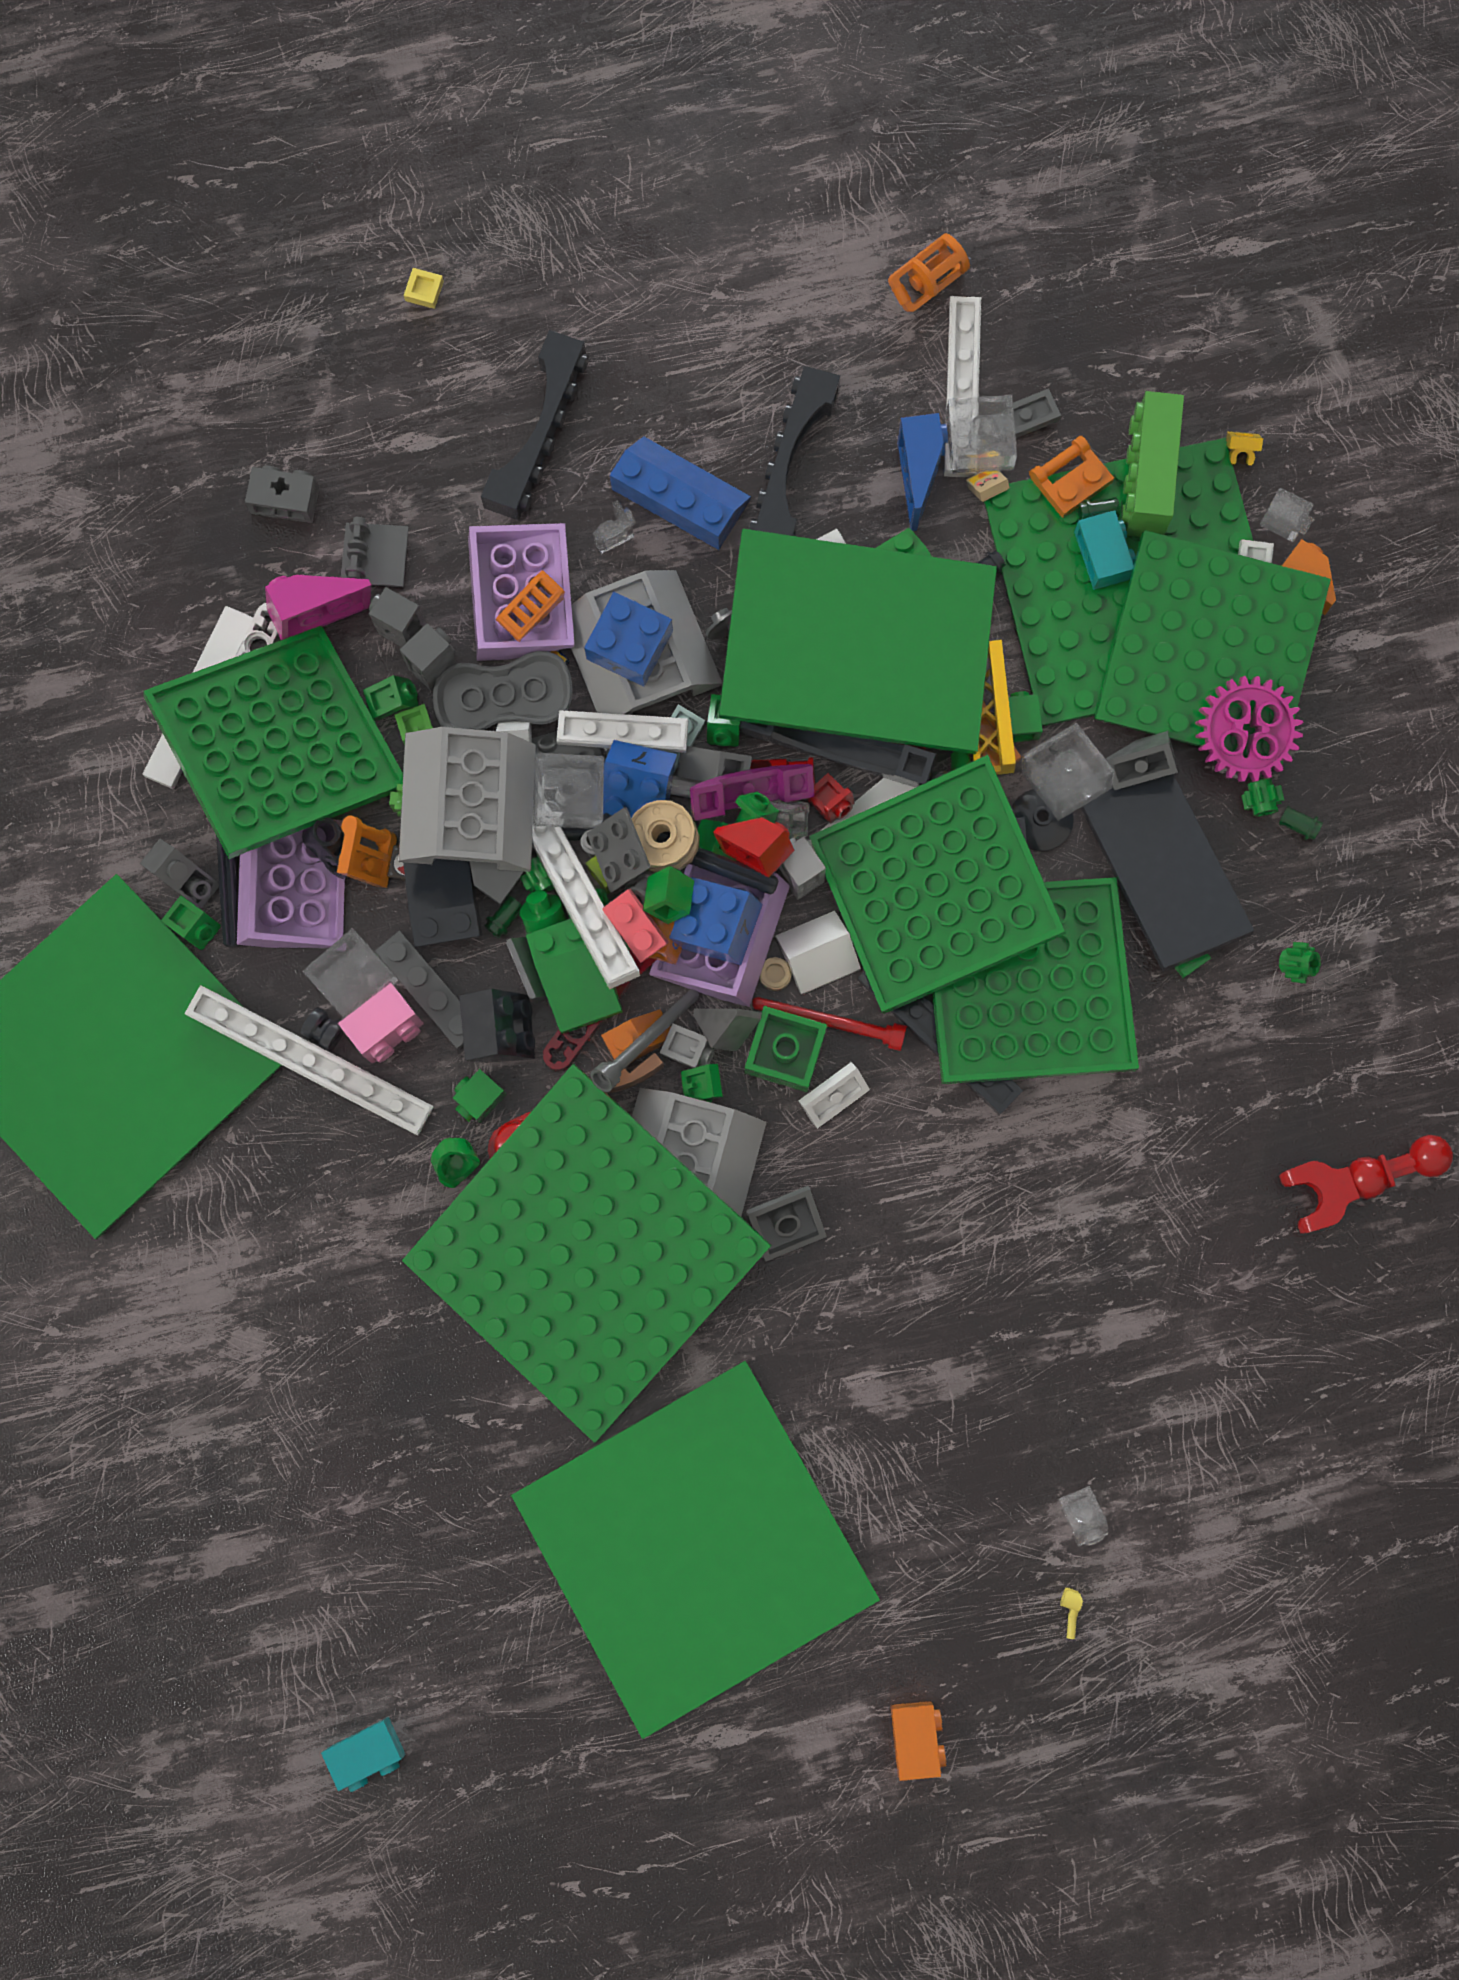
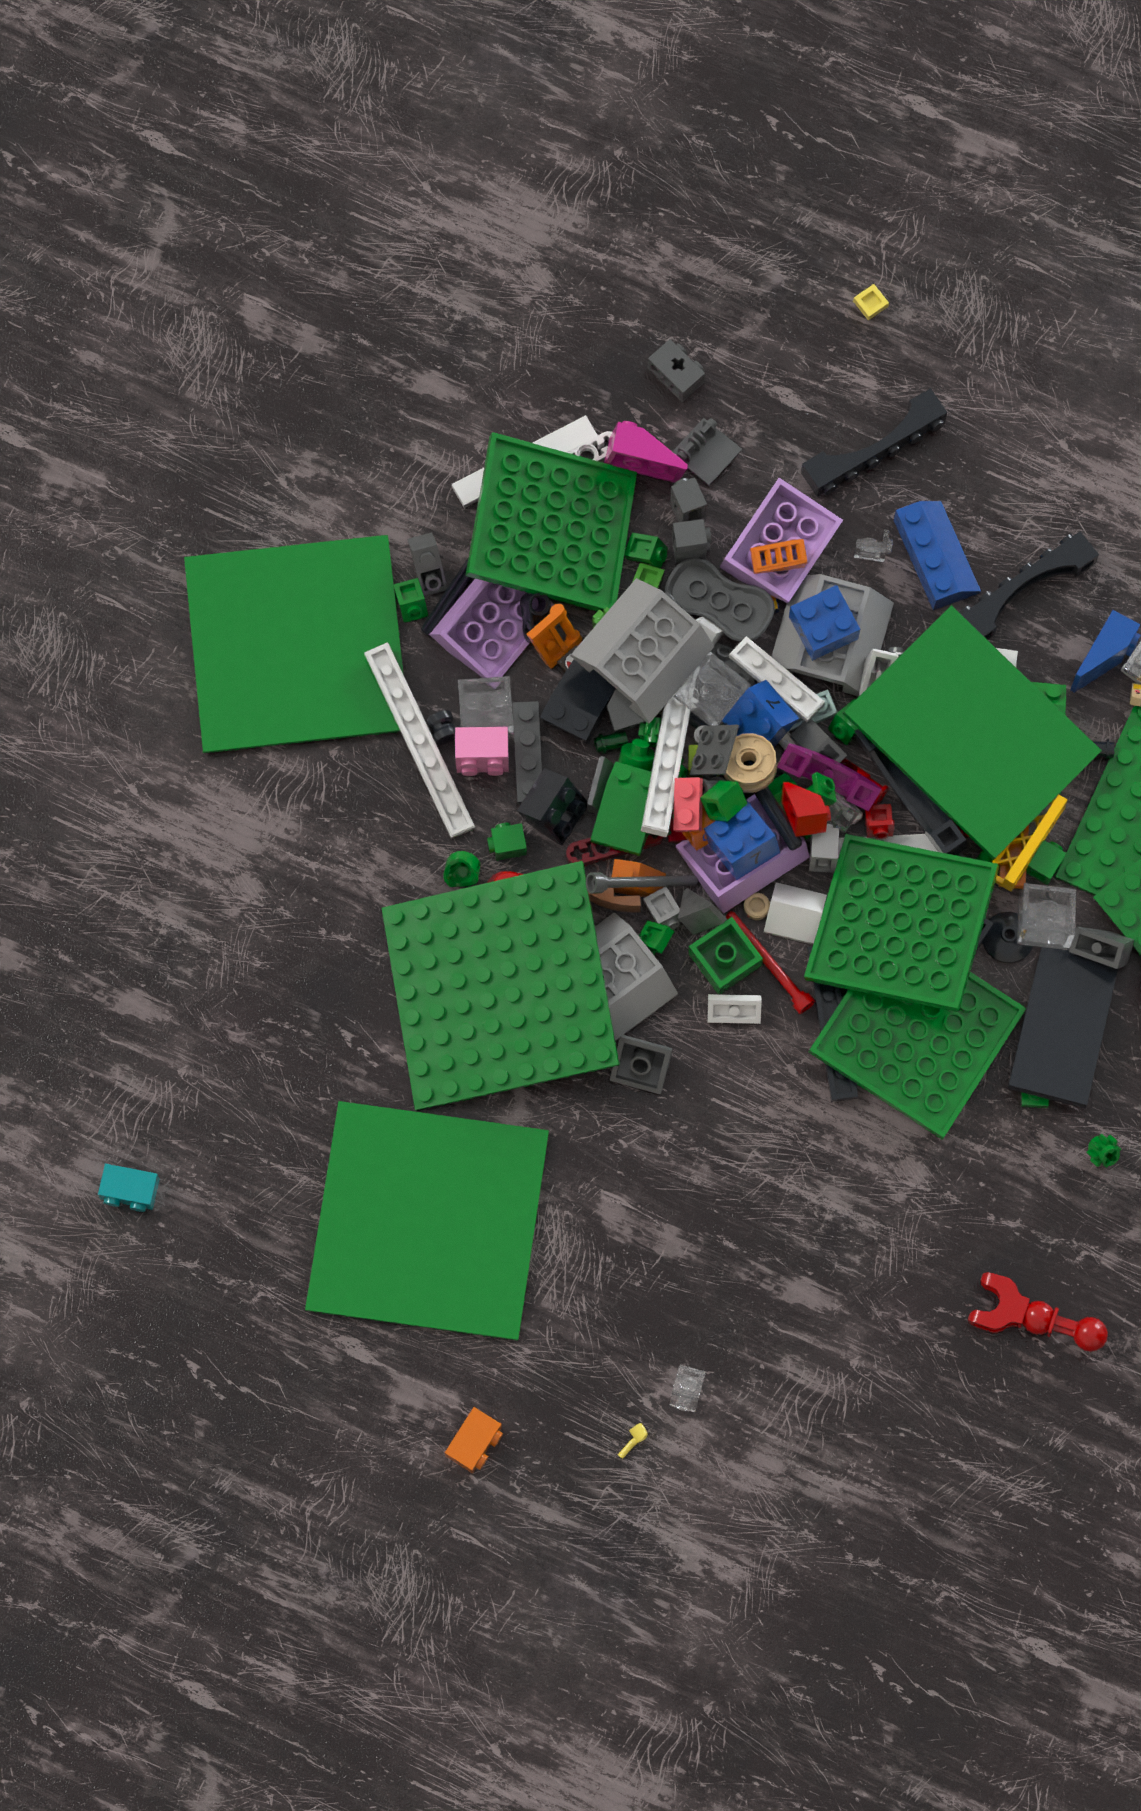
camera: 35 degrees right, 5 degrees down
(711, 648) = (874, 665): none -> white slope

